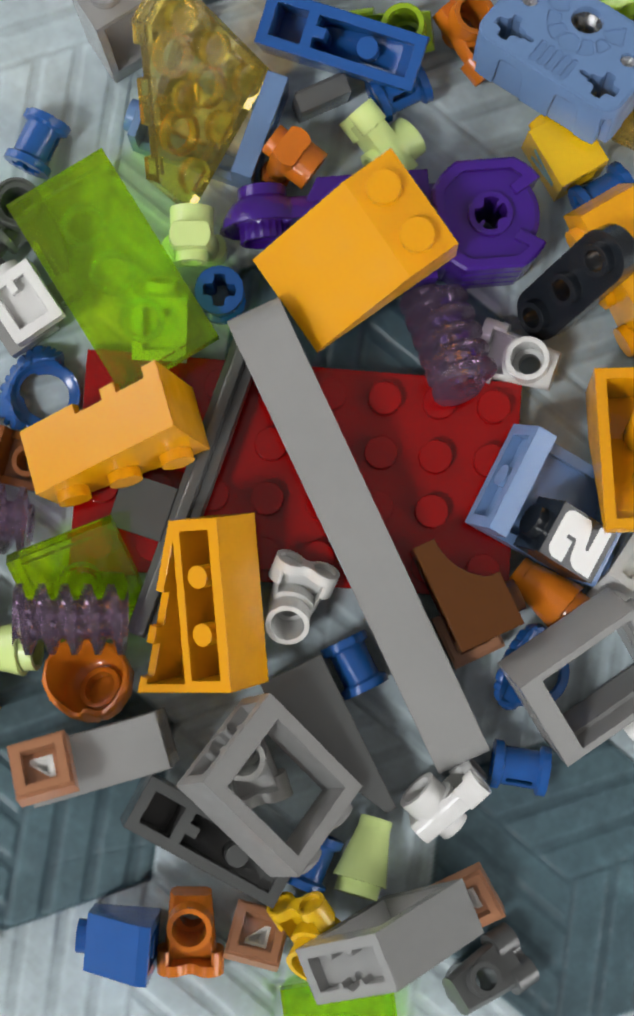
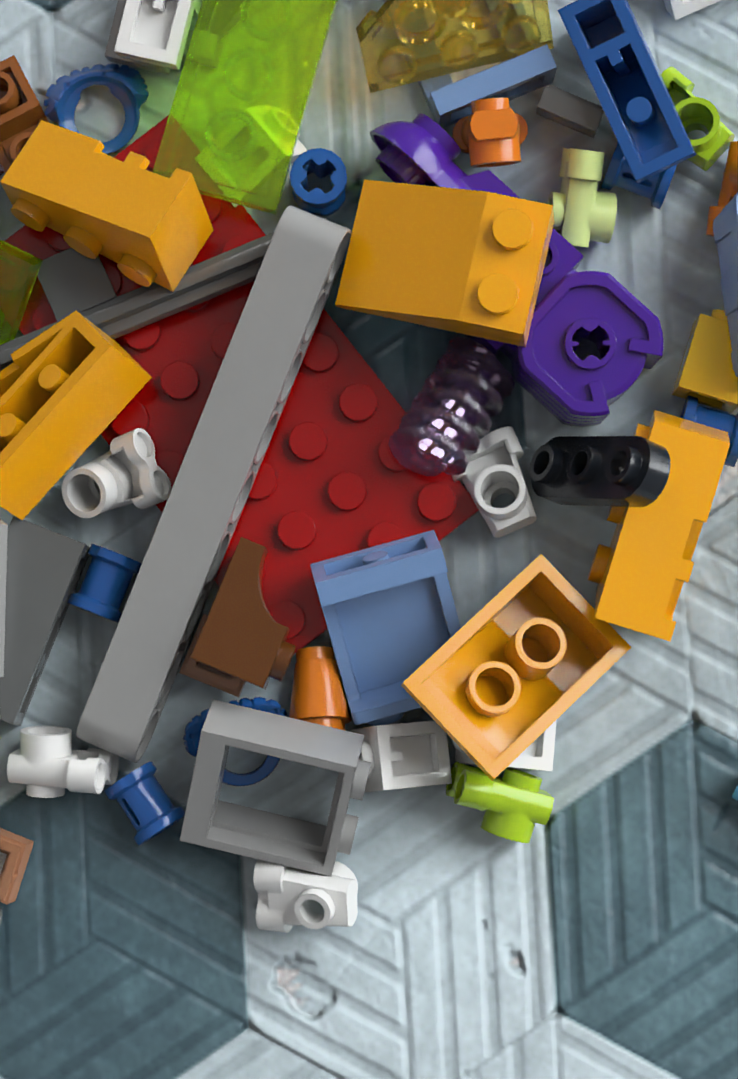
camera: 55 degrees right, 0 degrees up
(192, 237) = (342, 115): yellowish green plate -> none
(564, 539) = (369, 659): black brick -> none

